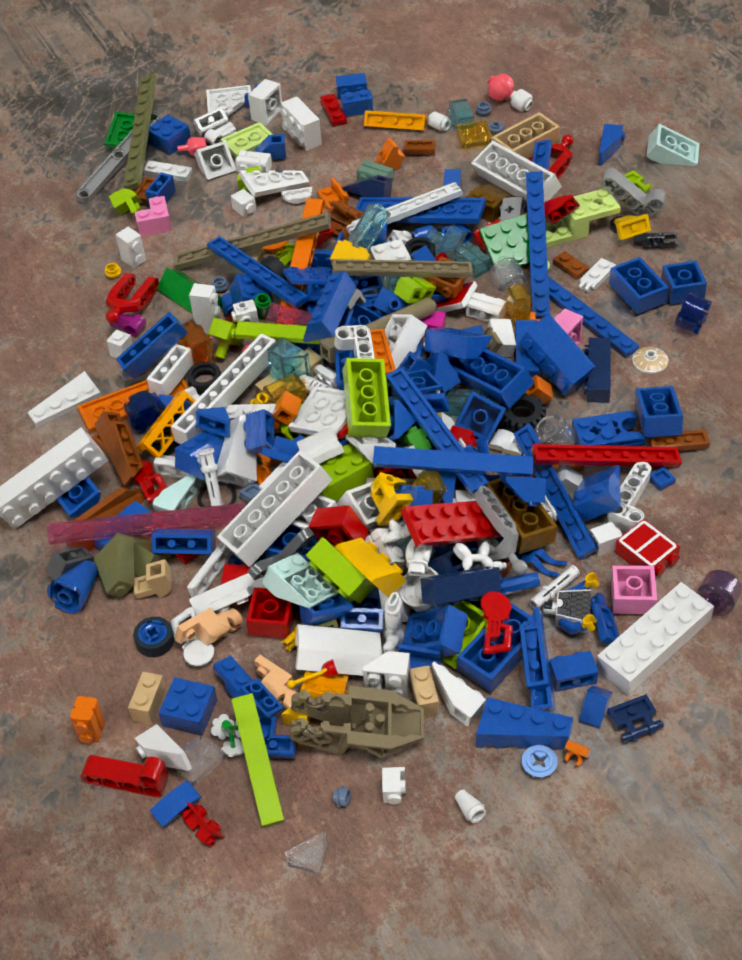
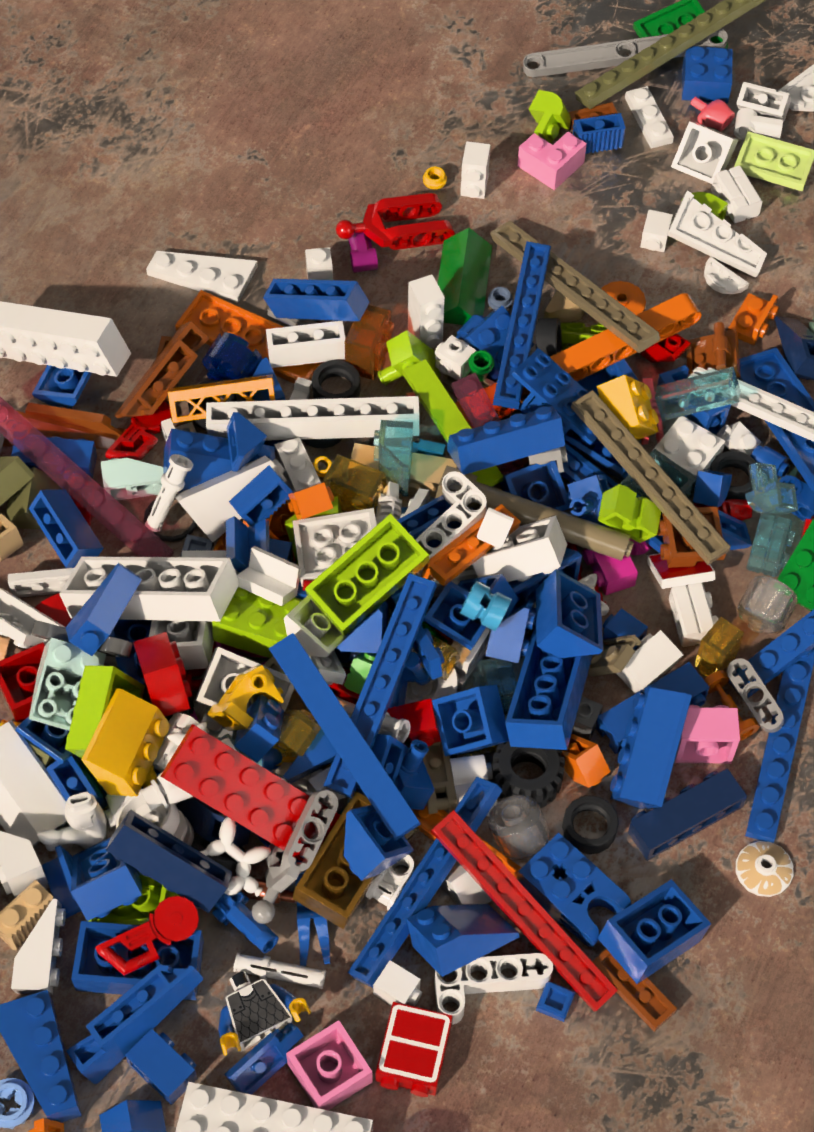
camera: 50 degrees right, 10 degrees up
(273, 145) = (780, 196): blue slope -> none
(277, 530) = (102, 610): none -> slope
(382, 335) = (495, 528): none -> white slope
(425, 364) = (493, 613): none -> dark azure wheel
(562, 301) = (751, 674): none -> light grey beam
(573, 400) = (598, 805): none -> black tyre

